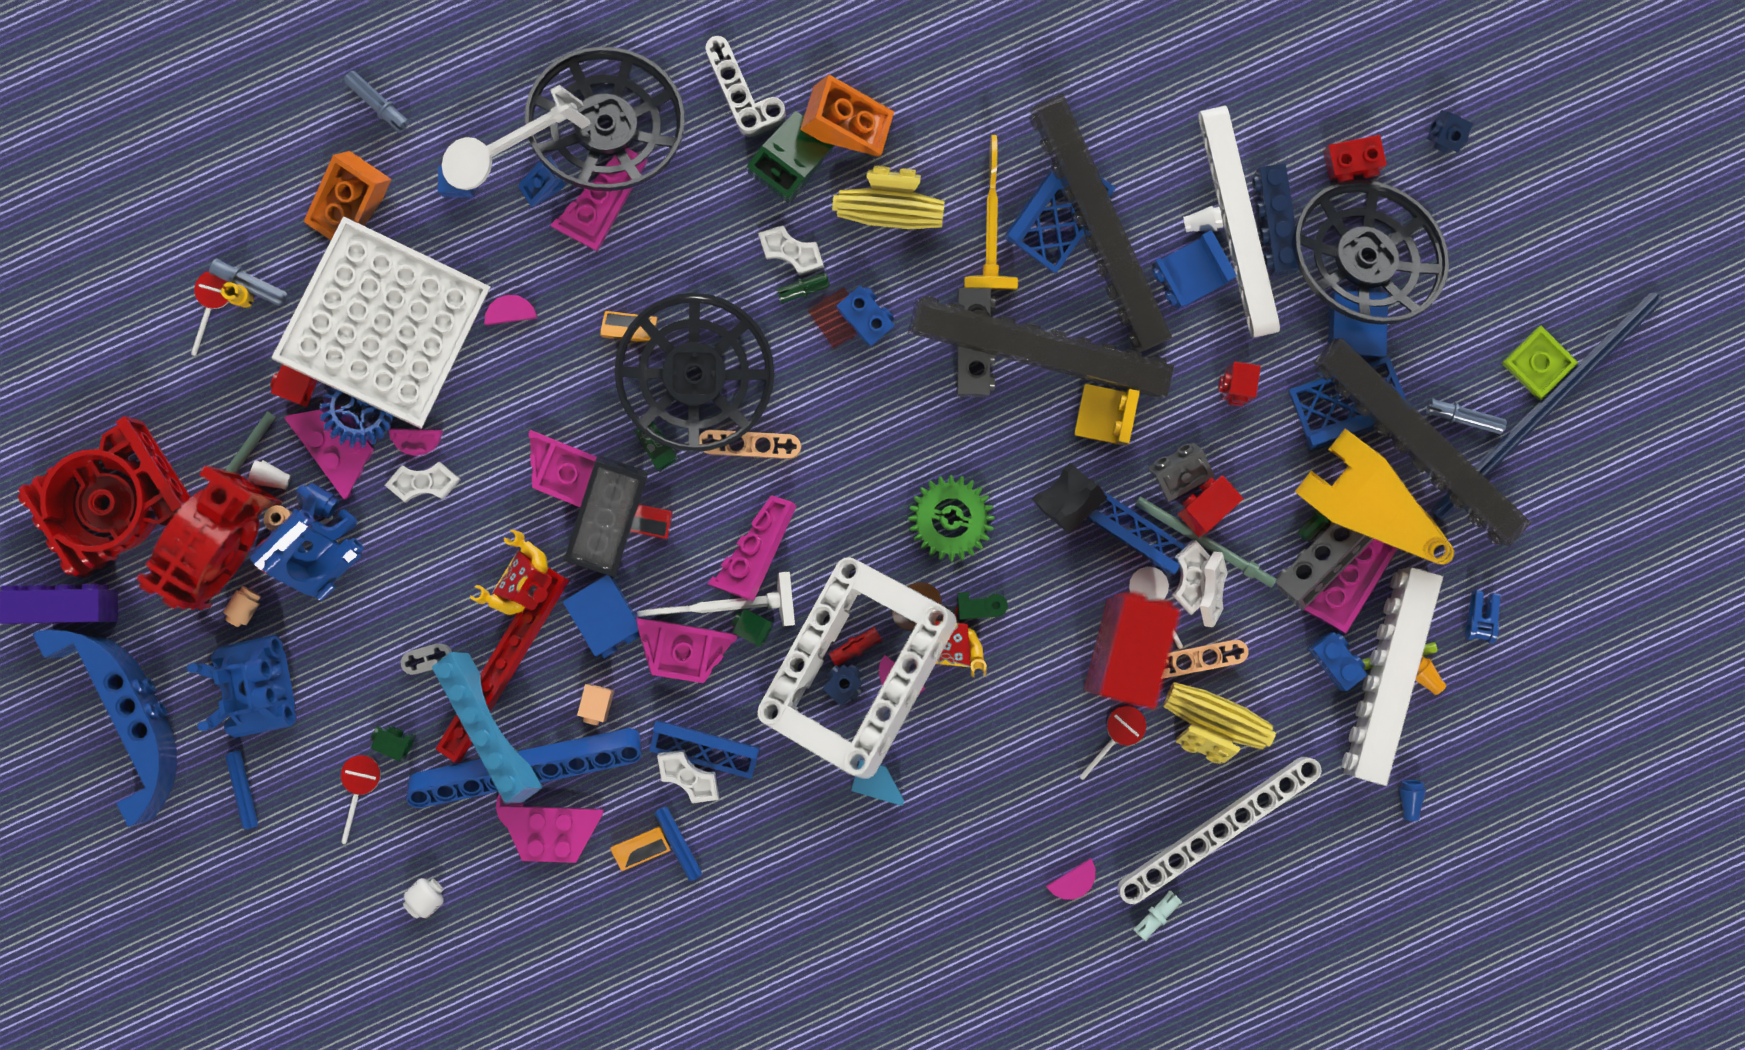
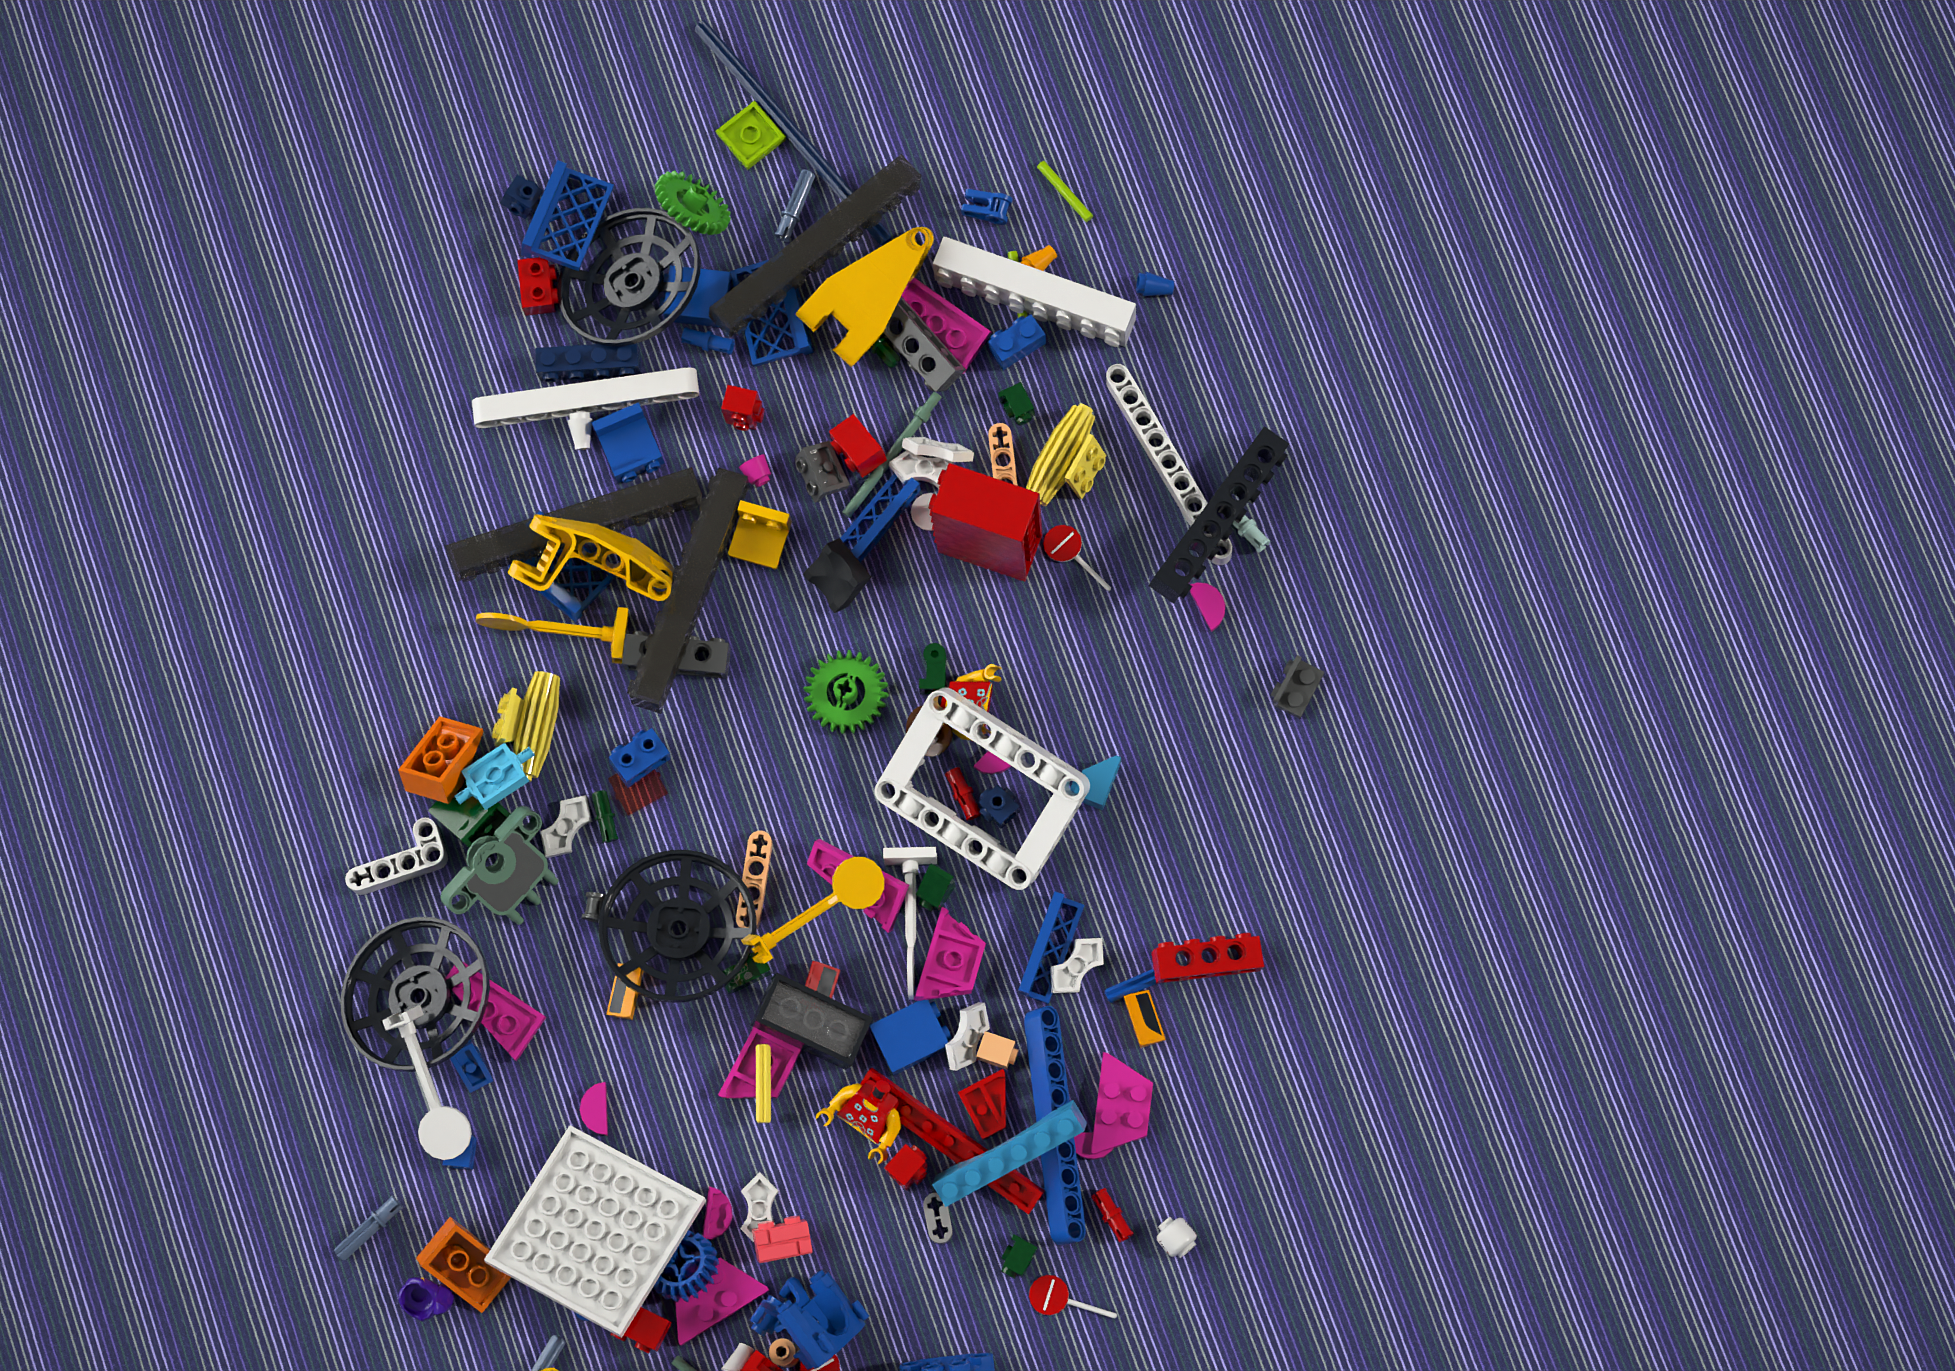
camera: 80 degrees left, 10 degrees down
(308, 165) = (424, 1298): none -> dark purple hair
(390, 507) = (782, 1239): none -> coral brick
(441, 832) = (1112, 1215): none -> red pin
(468, 625) = (908, 1166): none -> red brick
(542, 698) = (987, 1104): none -> red wing
(543, 473) = (763, 1083): none -> light yellow axle
(595, 670) = (962, 1048): none -> white tile
(706, 951) = (1168, 970): none -> red brick
(710, 286) = (593, 906): none -> dark grey bush
(729, 199) = (511, 876): none -> sand green piece
(746, 547) = (855, 884): none -> yellow piece
(830, 172) = (495, 776): none -> medium azure plate
(993, 980) = (1297, 687): none -> dark grey bracket
(1069, 289) = (637, 566): none -> yellow piece
(1175, 404) = (756, 470): none -> dark pink hat
(1247, 928) = (1167, 580): none -> black brick
(1269, 667) = (1017, 404): none -> dark green brick
(1310, 340) = (707, 341): none -> blue pin
(1432, 157) = (547, 207): none -> blue fence
(1461, 309) = (686, 203): none -> bright green gear
(1507, 696) = (1062, 188): none -> lime bar

